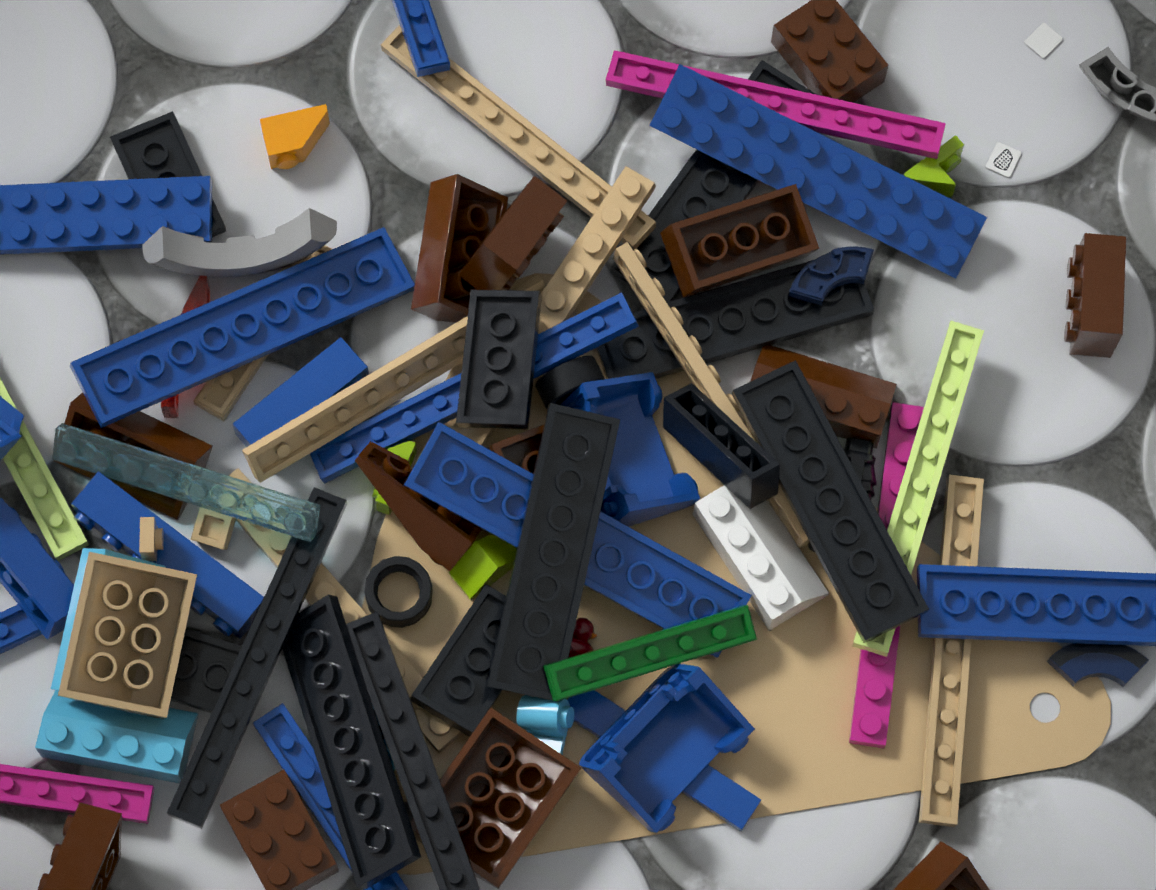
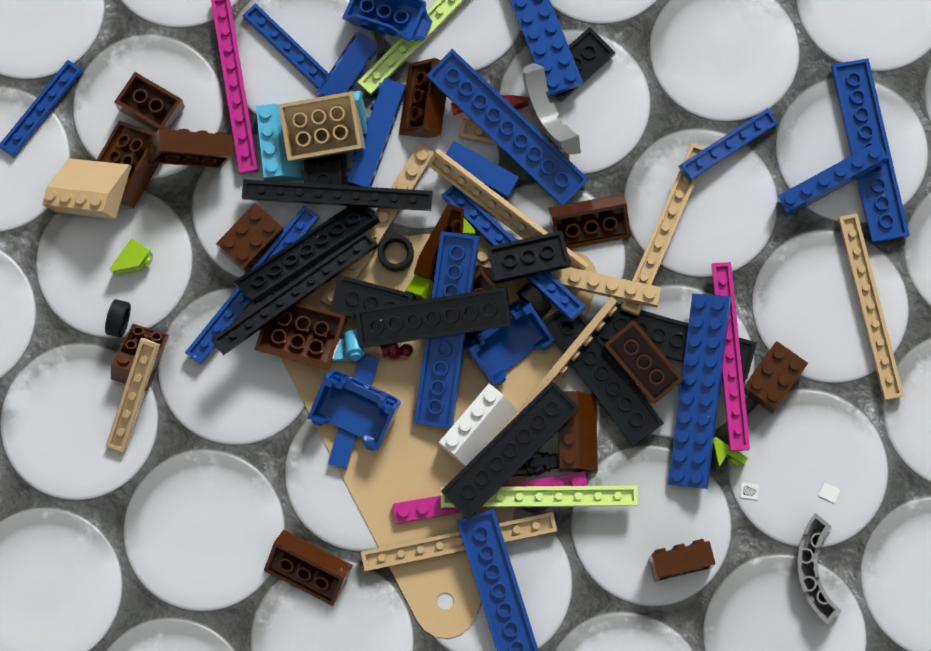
camera: 75 degrees right, 5 degrees up
(150, 538) = (376, 120): tan plate -> none
(186, 482) = (413, 128): clear light blue plate -> none
(213, 528) = (398, 151): tan plate -> none
(293, 135) = (623, 116): light orange slope -> none
(515, 238) = (601, 245): reddish brown brick -> none
(650, 653) = (401, 386): green tile -> none
(721, 445) = (523, 386): black brick -> none
(830, 271) = (646, 415): dark blue tile -> none
(1109, 661) = (480, 628): dark blue tile -> none

